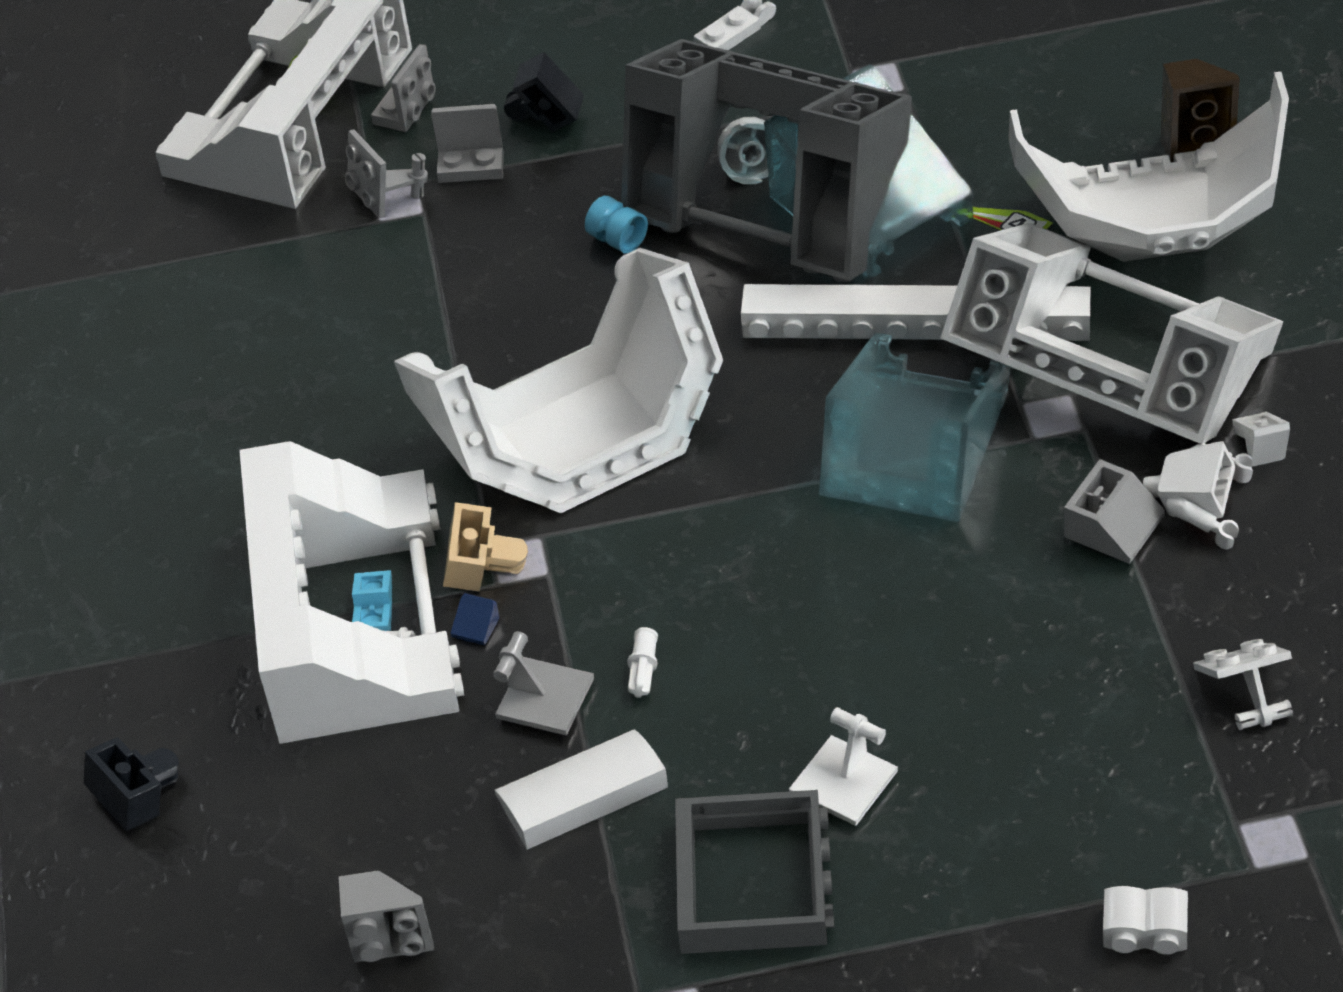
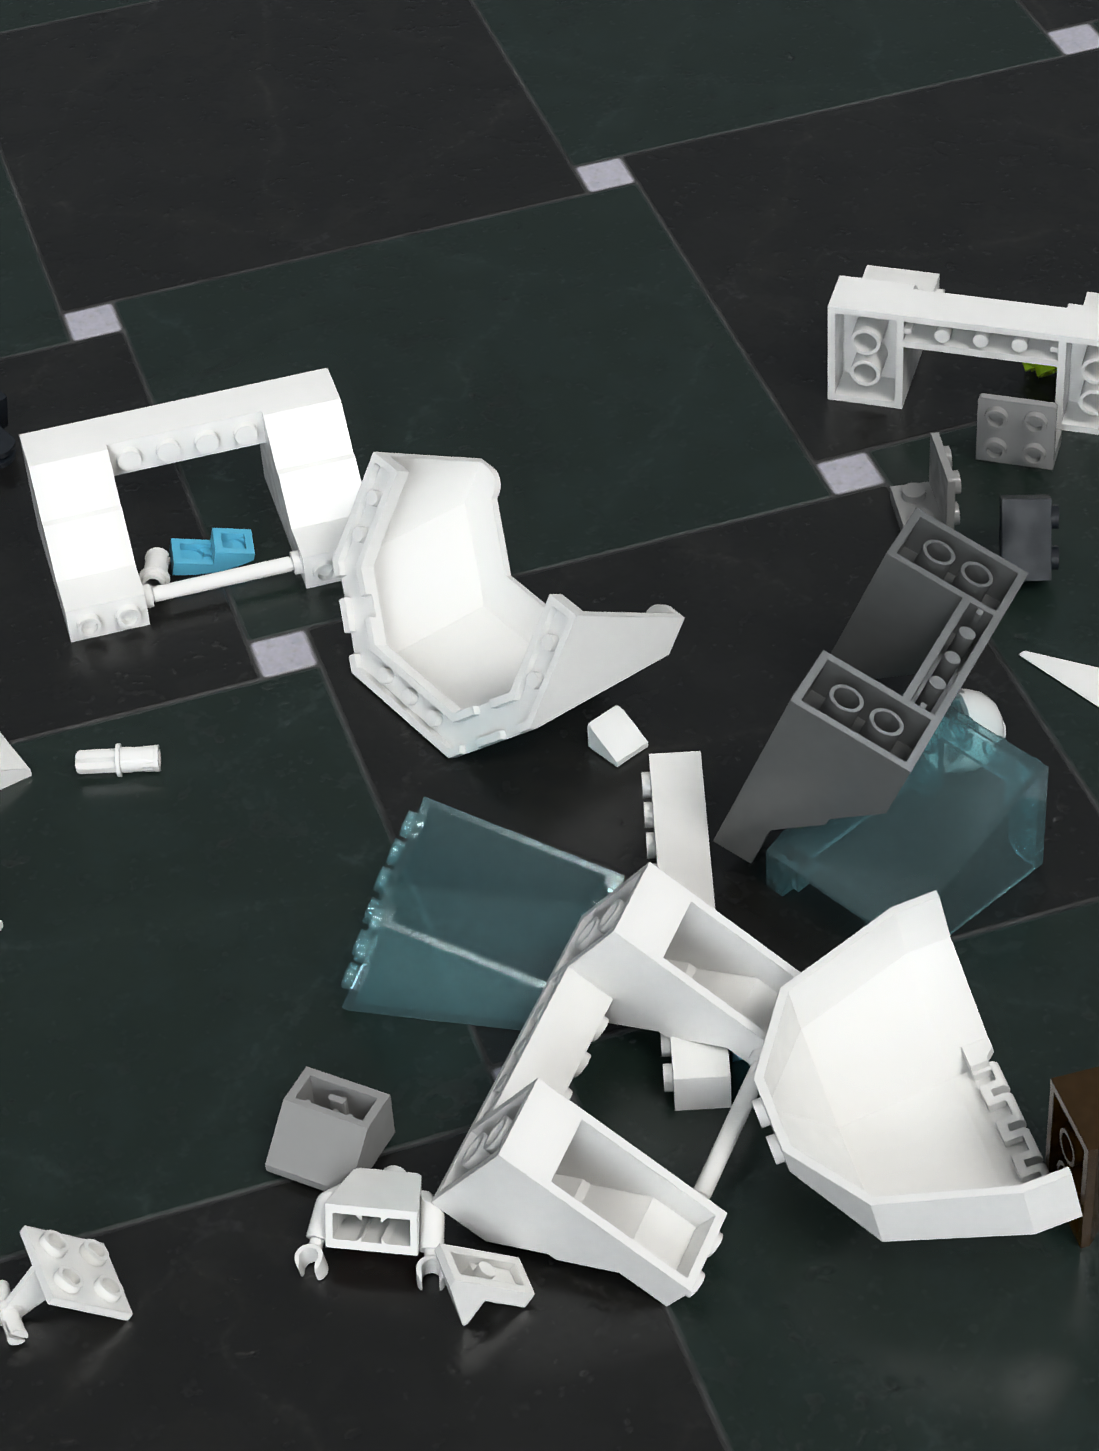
camera: 80 degrees right, 5 degrees down
(371, 180) = (852, 426): light grey plate -> none
(475, 619) = (187, 628): dark blue slope -> none
(476, 549) = (271, 602): tan brick -> none
(539, 691) = (78, 690): light grey plate -> none
(615, 224) = (810, 632): medium azure wheel -> none

